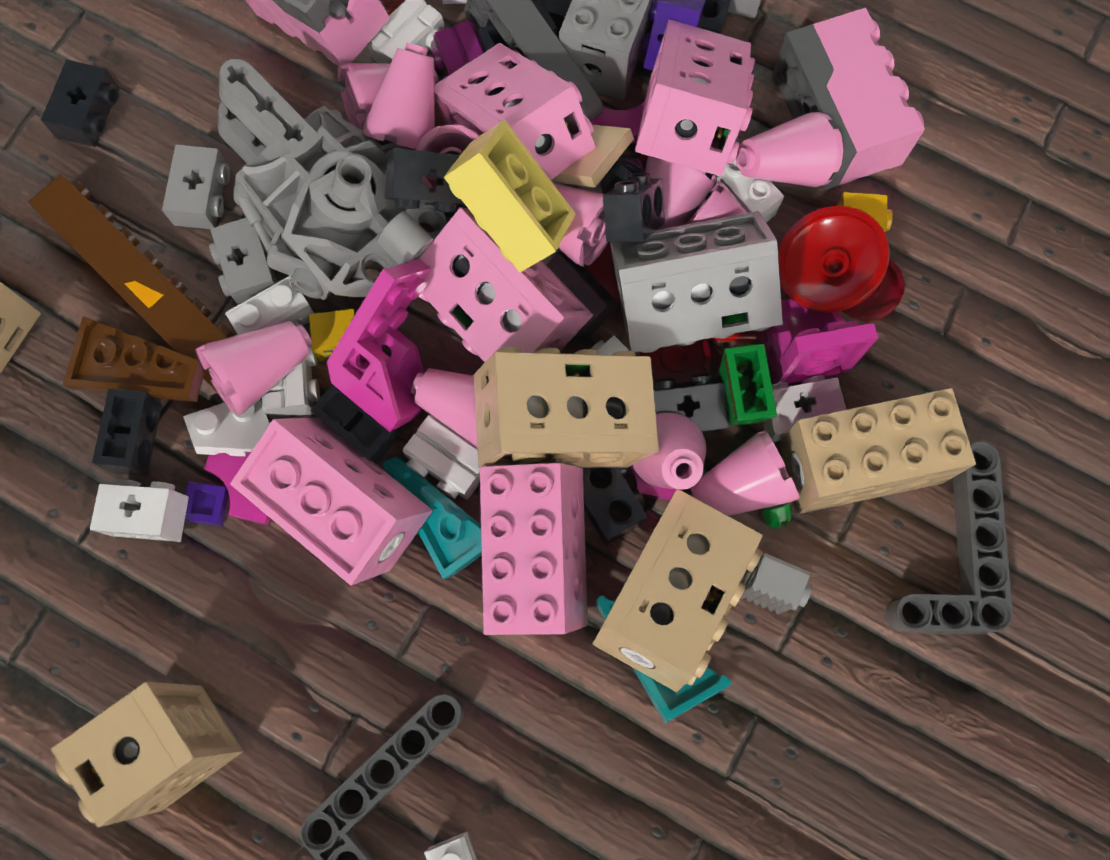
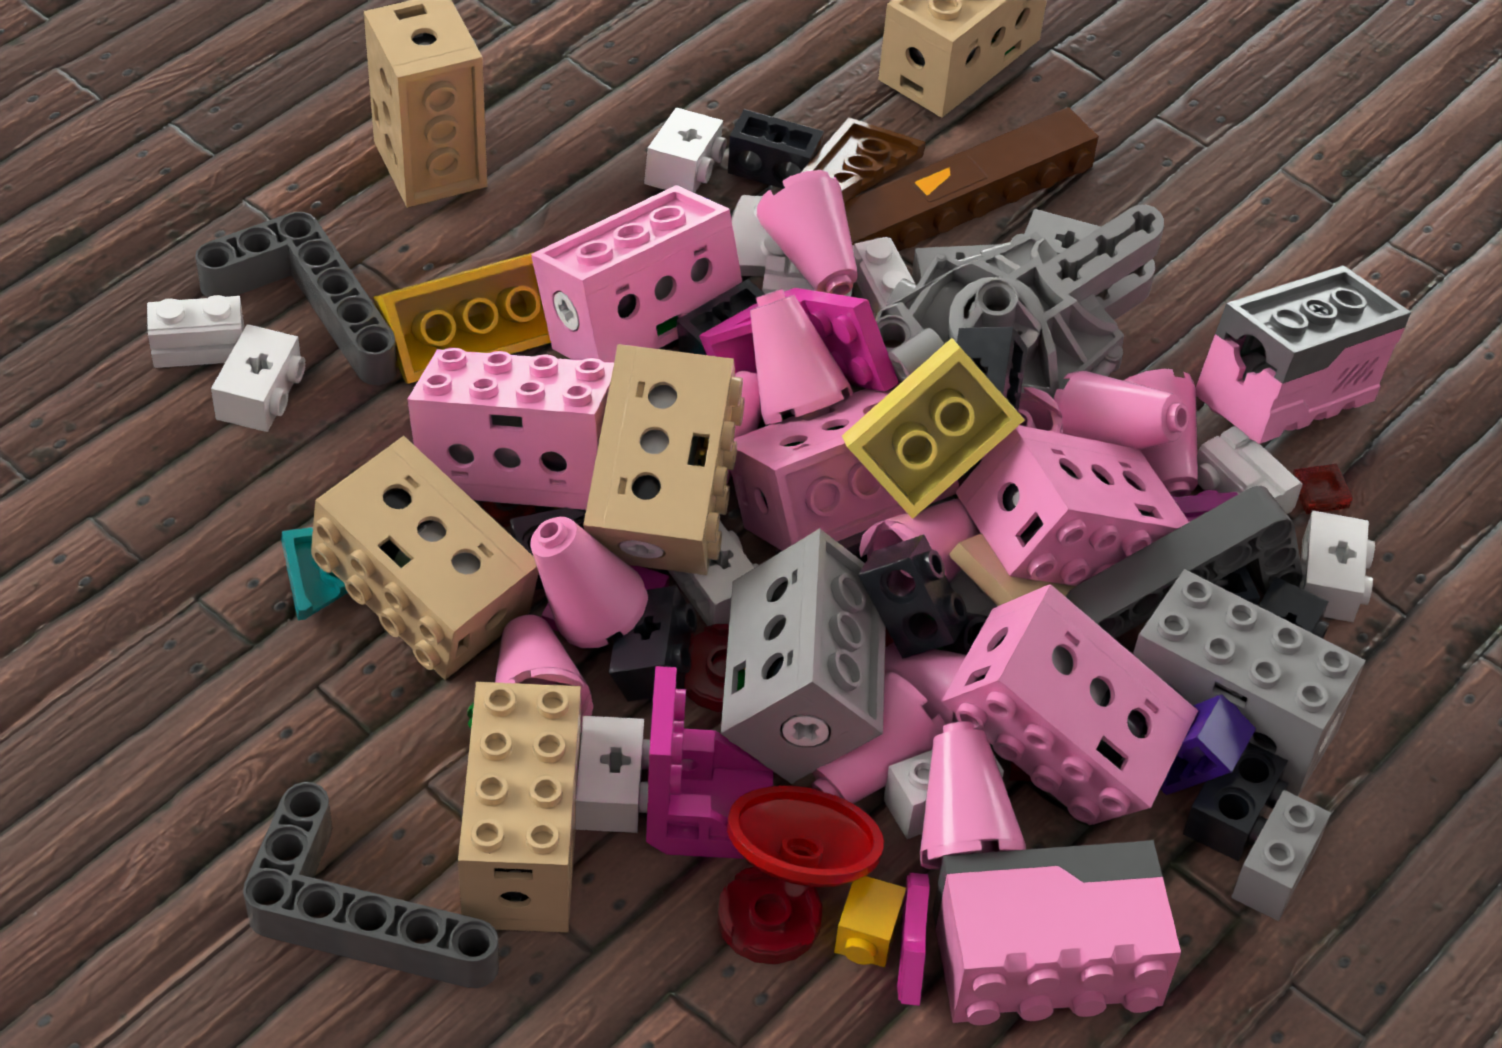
camera: 100 degrees right, 25 degrees down
(80, 103) = (1196, 173): black brick -> none
(376, 646) = (470, 310): none -> yellow slope
(426, 339) = (792, 360): none -> bright pink cone
(477, 819) = (257, 378): none -> white brick
(750, 389) = (628, 673): green torso -> none
(777, 585) = (395, 664): light grey brick -> none
(890, 183) = (913, 939): none -> dark pink tile

